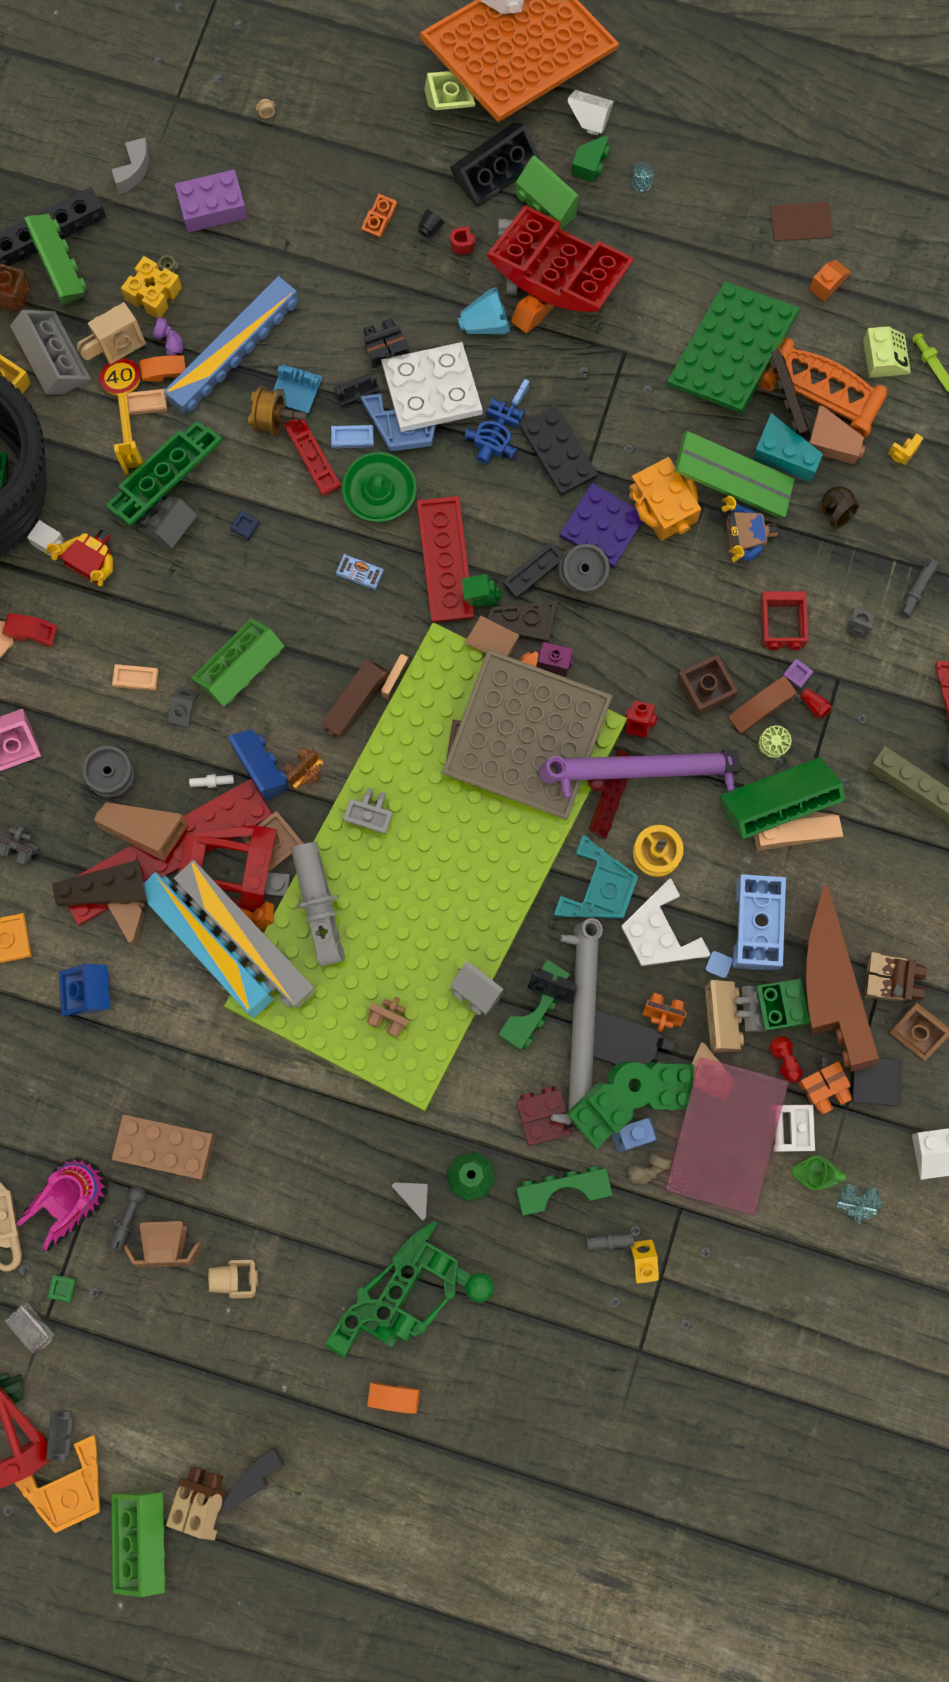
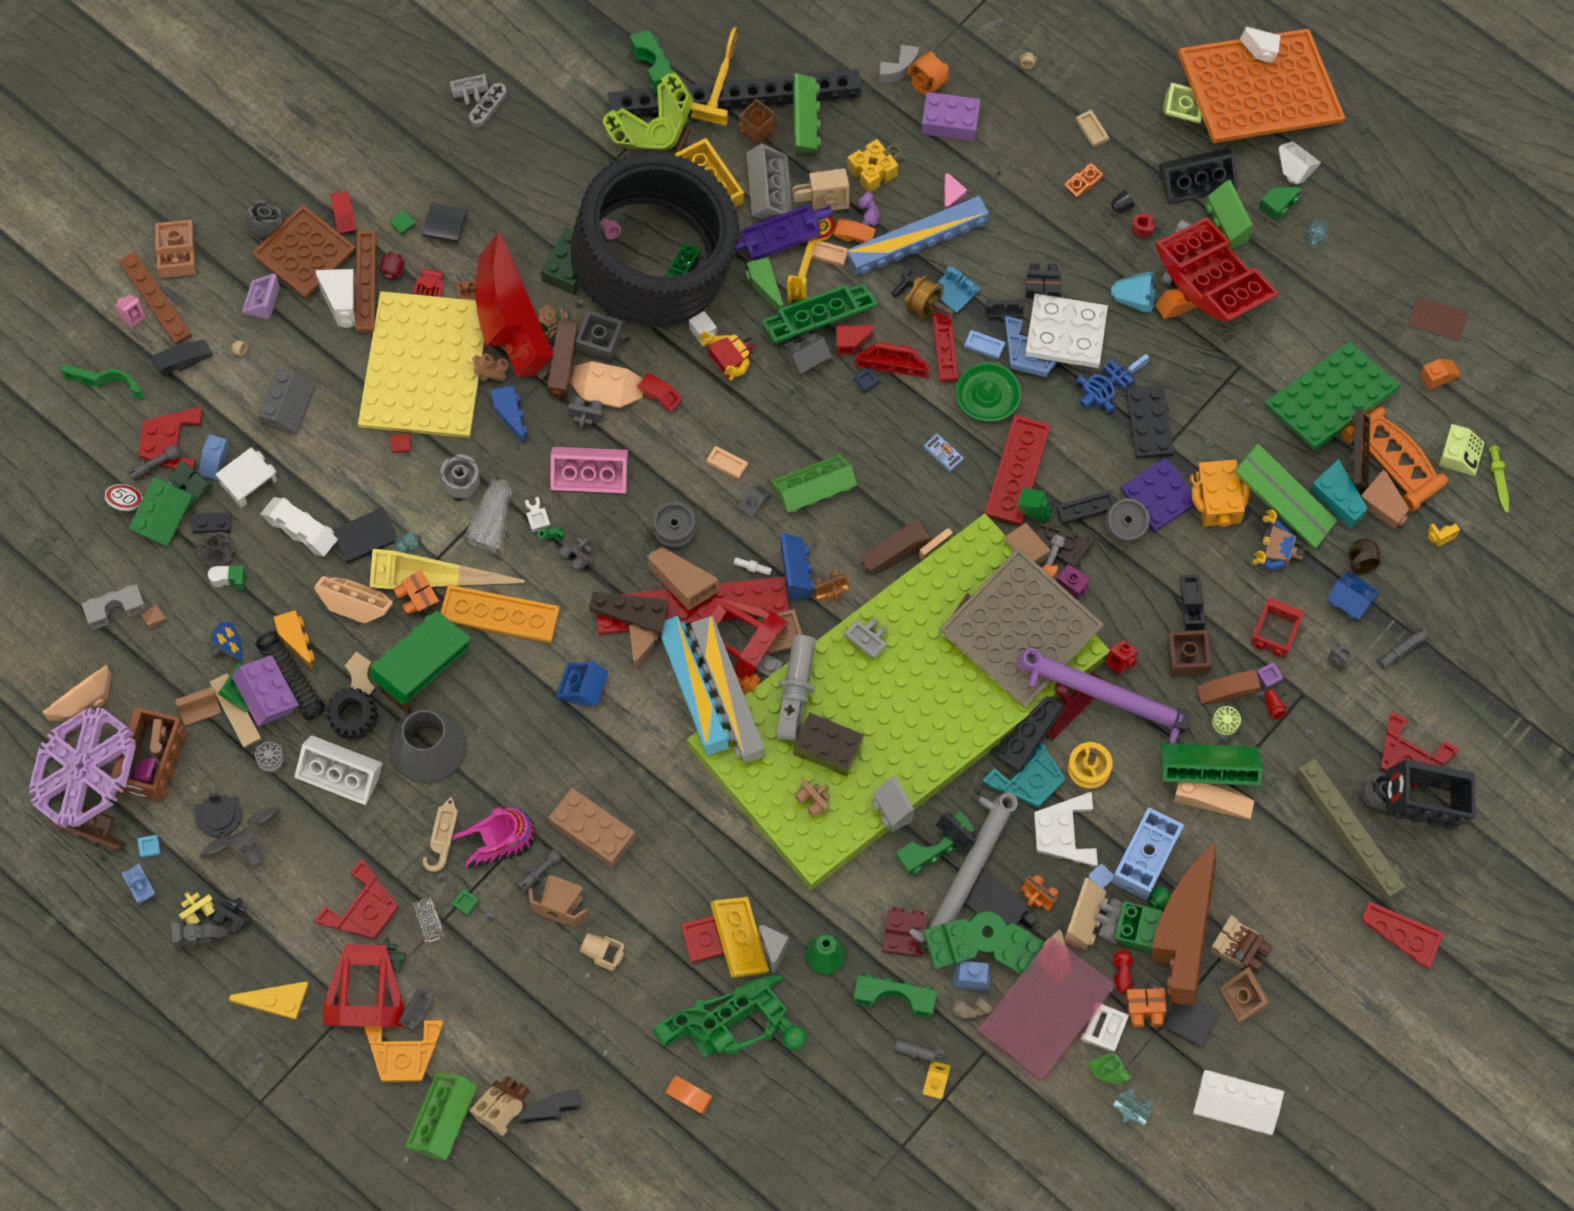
camera: 25 degrees right, 10 degrees down
(86, 398) = (782, 231): none -> dark purple plate
(89, 461) = (763, 281): none -> bright green slope
(167, 162) = (928, 73): none -> orange brick
(211, 486) = (852, 338): none -> red slope
(241, 399) = (906, 281): none -> black bar
(249, 282) = (953, 192): none -> bright pink slope
(264, 491) = (893, 359): none -> red wedge
(337, 1216) = (702, 939): none -> red plate
(364, 156) = (1092, 128): none -> tan tile
(373, 1200) = (739, 937): none -> yellow plate
(378, 950) = (828, 744): none -> dark brown brick
(521, 622) = (1057, 542): none -> light grey bar
(581, 847) = (1026, 738): none -> black wing
(686, 630) = (1192, 603): none -> black slope
(792, 964) = (1159, 898): none -> green cone
(845, 553) = (1353, 595): none -> blue slope

